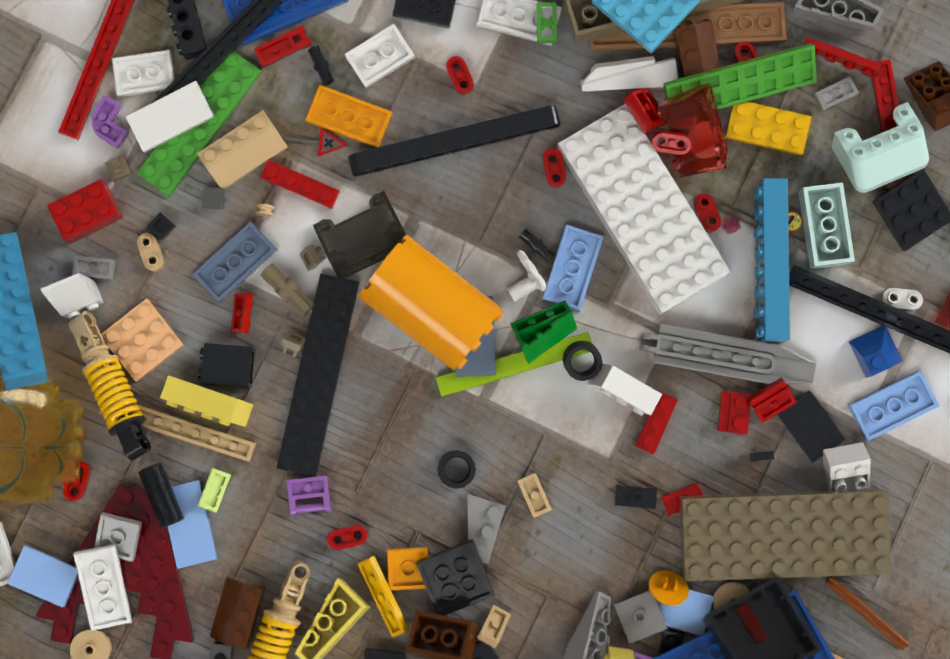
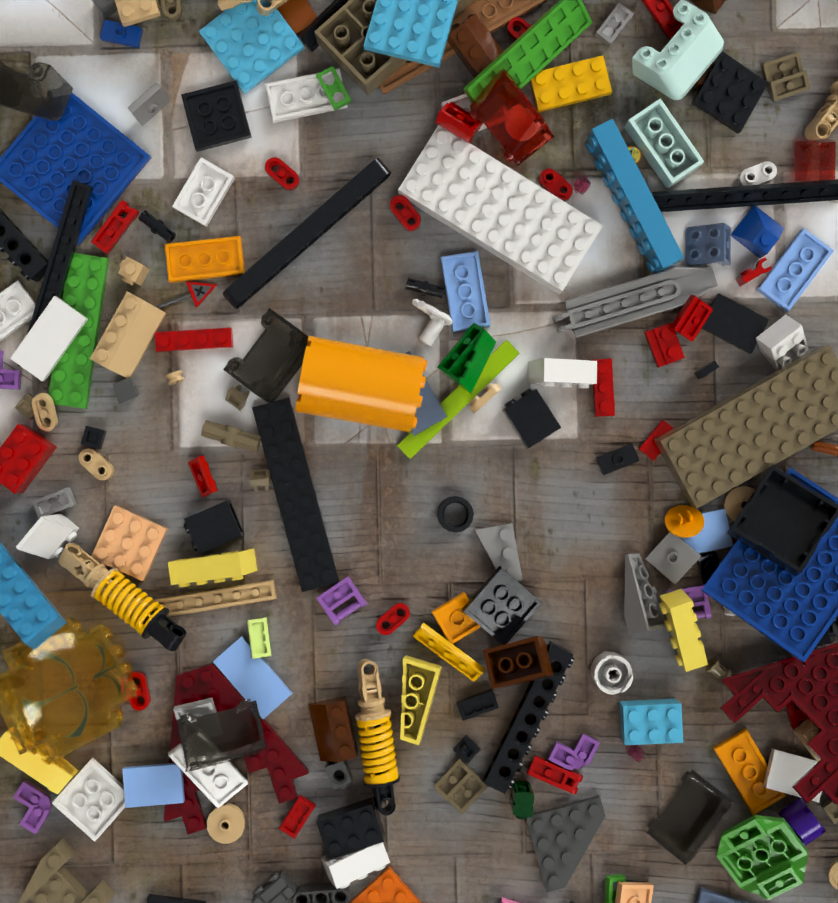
camera: 30 degrees left, 5 degrees up
(130, 179) = (44, 411): none -> tan plate
(131, 562) = (221, 736): none -> clear smoke windscreen
(164, 501) = (222, 671): black piece -> none
(234, 262) = (173, 435): sand blue tile -> none
(277, 95) = (132, 271): none -> tan brick
(494, 626) = (555, 629): tan plate -> none
(534, 495) = (532, 501): tan plate -> none
(548, 372) = (478, 401): none -> tan plate
(573, 416) = (531, 418): none -> black brick
(591, 372) = (528, 367): black tyre -> none
(630, 74) = (429, 97): white wedge -> none
(670, 142) = (494, 138): red plate -> none
(752, 623) = (770, 515): clear red axle -> none
(823, 340) = (708, 244): none -> sand blue bracket
(847, 388) = (750, 274): none -> red plate

